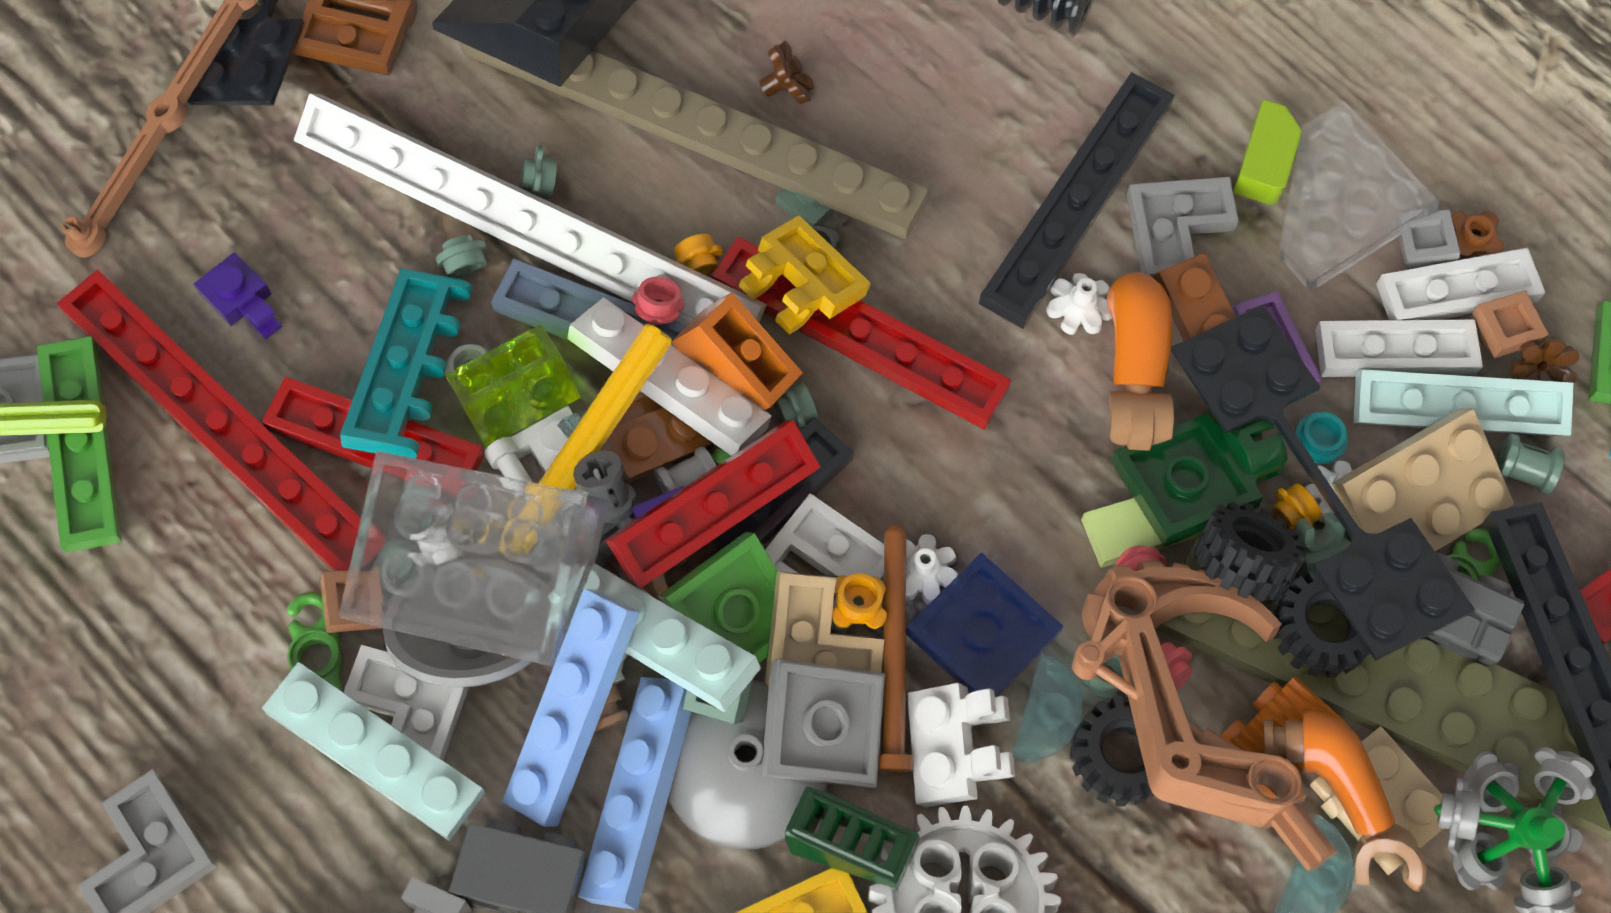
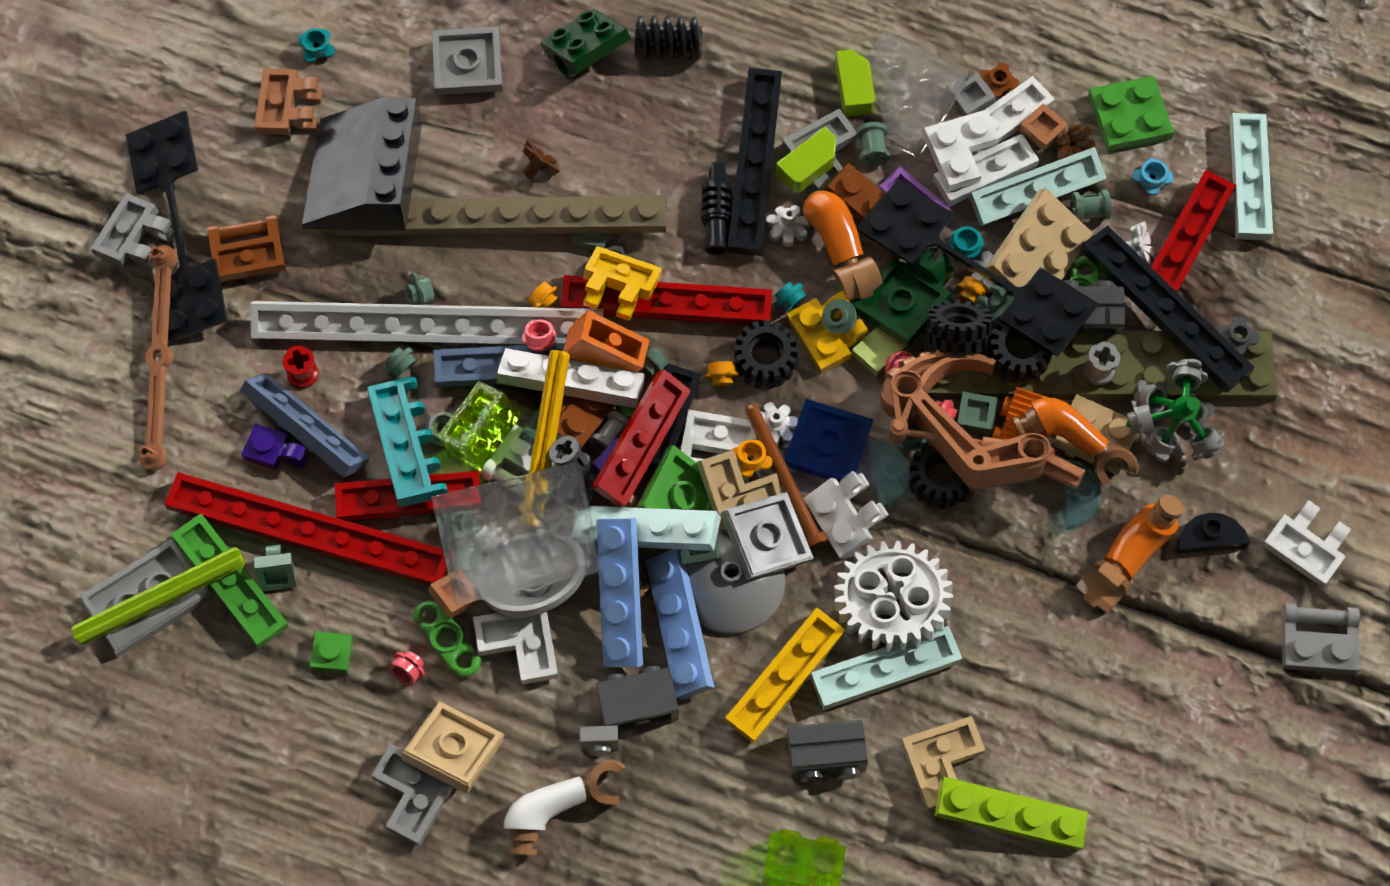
camera: 25 degrees left, 0 degrees up
(144, 455) = (275, 570): none -> sand green tile
(156, 603) = (331, 652): none -> bright green plate
(231, 817) = (453, 747): none -> tan plate
(239, 673) = (407, 668): none -> coral plate
(294, 283) = (304, 424): none -> sand blue plate
(331, 204) = (302, 377): none -> red bush
(374, 751) = (516, 671): light aqua plate -> none
(834, 812) = (816, 603): dark green slope -> none
(884, 463) = (721, 373): none -> light orange plate
(967, 437) = (771, 336): none -> black tyre
(991, 239) = (716, 208): none -> black hinge
(1031, 401) = (789, 296): none -> teal plate
(1048, 474) = (822, 346): none -> yellow plate
(1094, 469) = (848, 319): none -> sand green plate
(1148, 227) = (808, 161): none -> lime piece
(1219, 686) = (977, 412): none -> sand green plate
(1253, 245) = (873, 144): none -> sand green bush
(1366, 291) = (953, 143): none -> white plate
(1451, 686) = (1105, 353): none -> light grey bush
(1580, 547) = (1140, 242): none -> white plant

